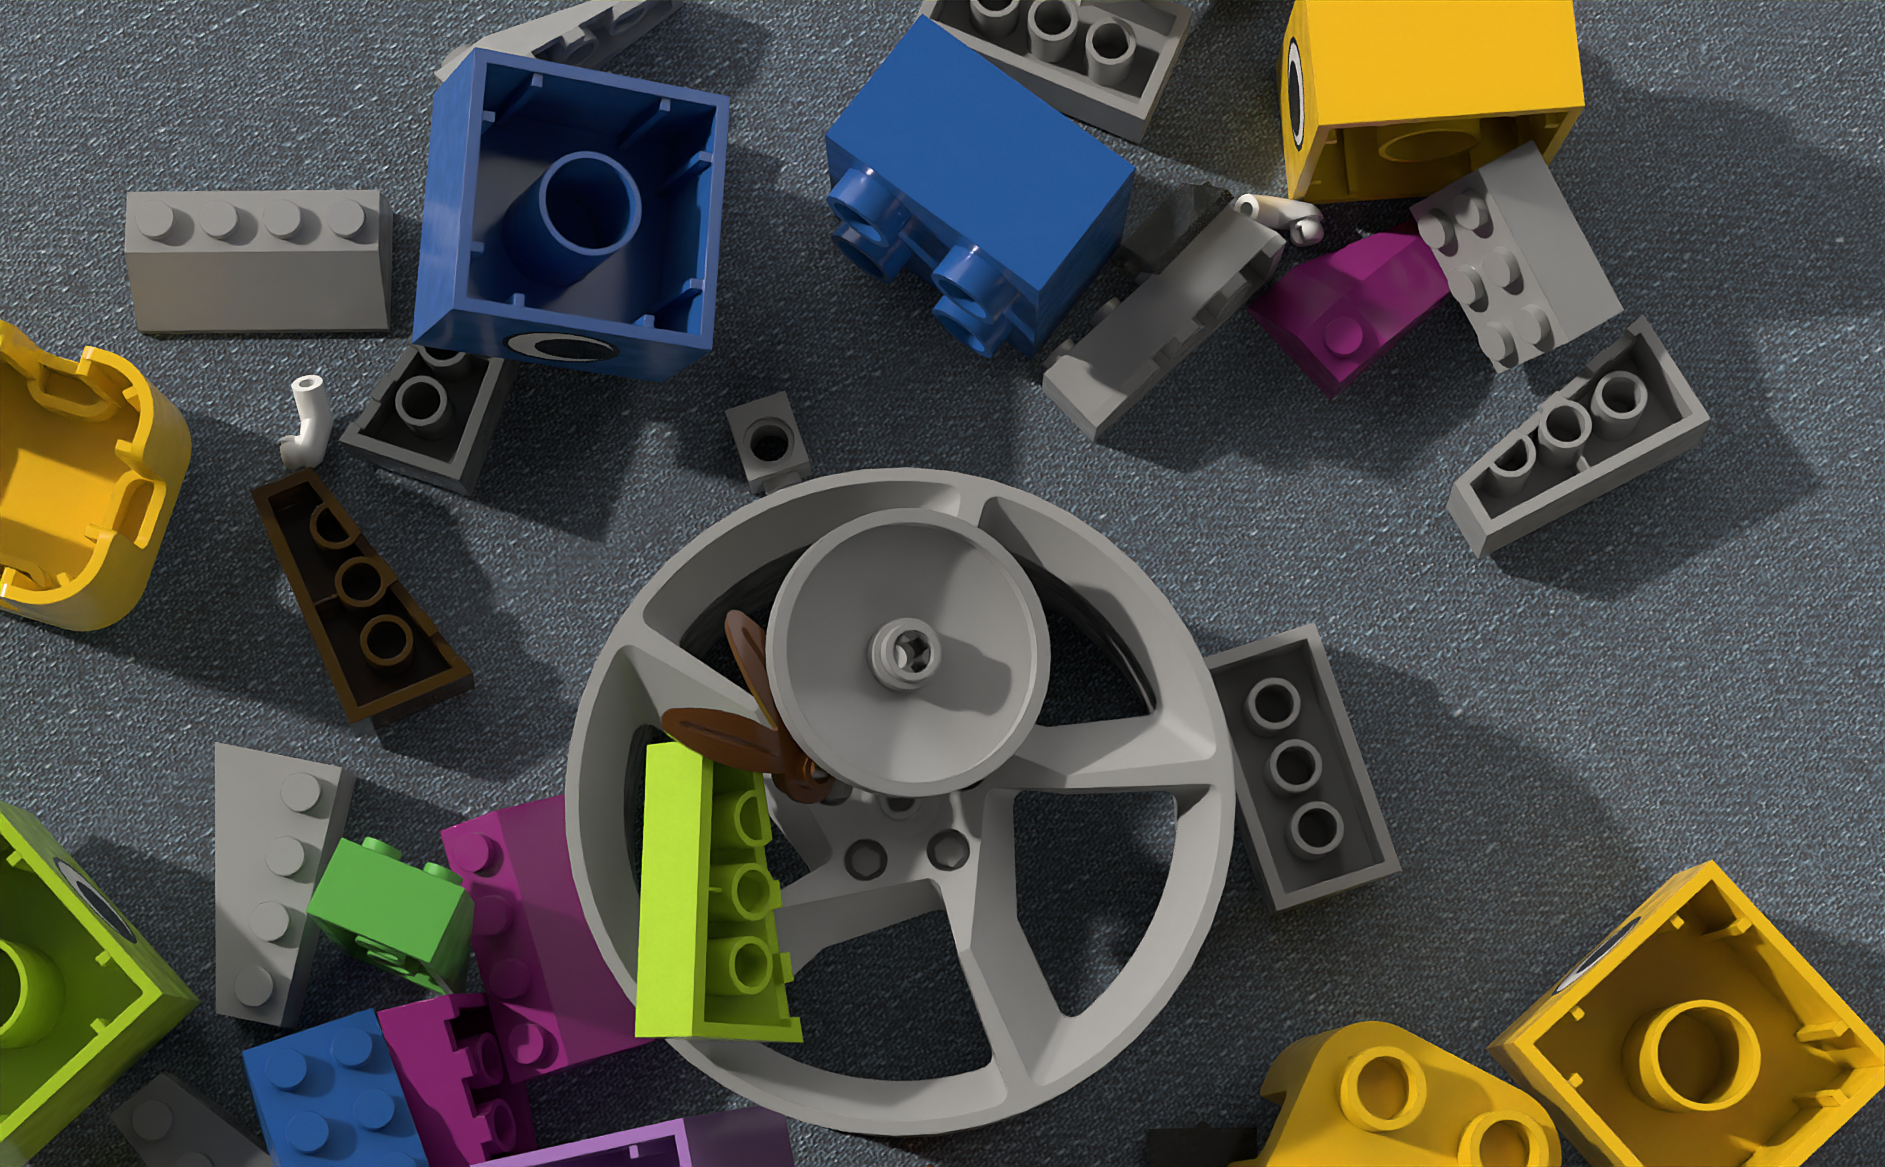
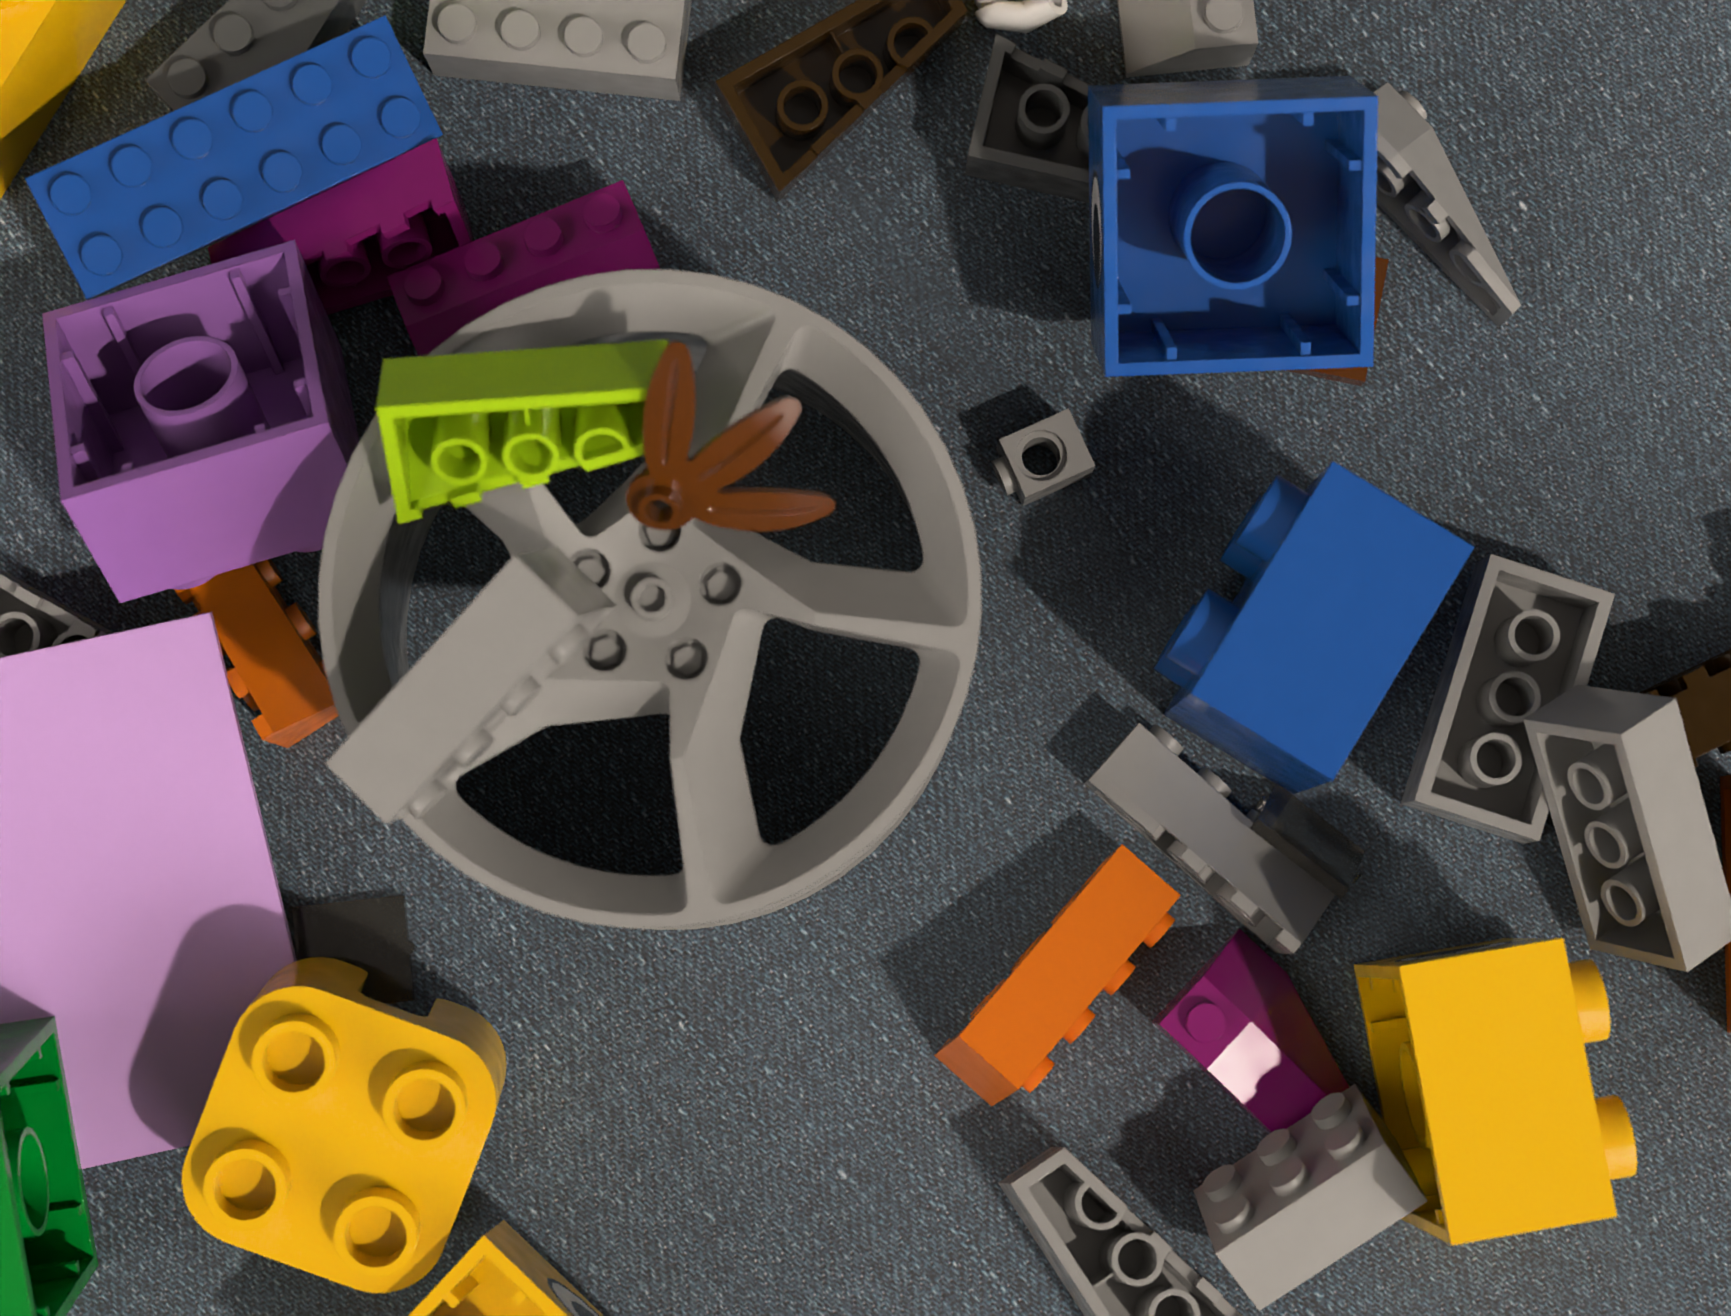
camera: 85 degrees right, 5 degrees up
(396, 915) = (528, 143): bright green slope -> none
(969, 642) = (766, 649): light grey dish -> none
(982, 974) = (470, 682): none -> light grey wedge
(1284, 214) = (1341, 954): white arm -> none
(1287, 477) = (1060, 978): none -> orange wedge
(1298, 773) = (758, 1006): light grey brick -> none

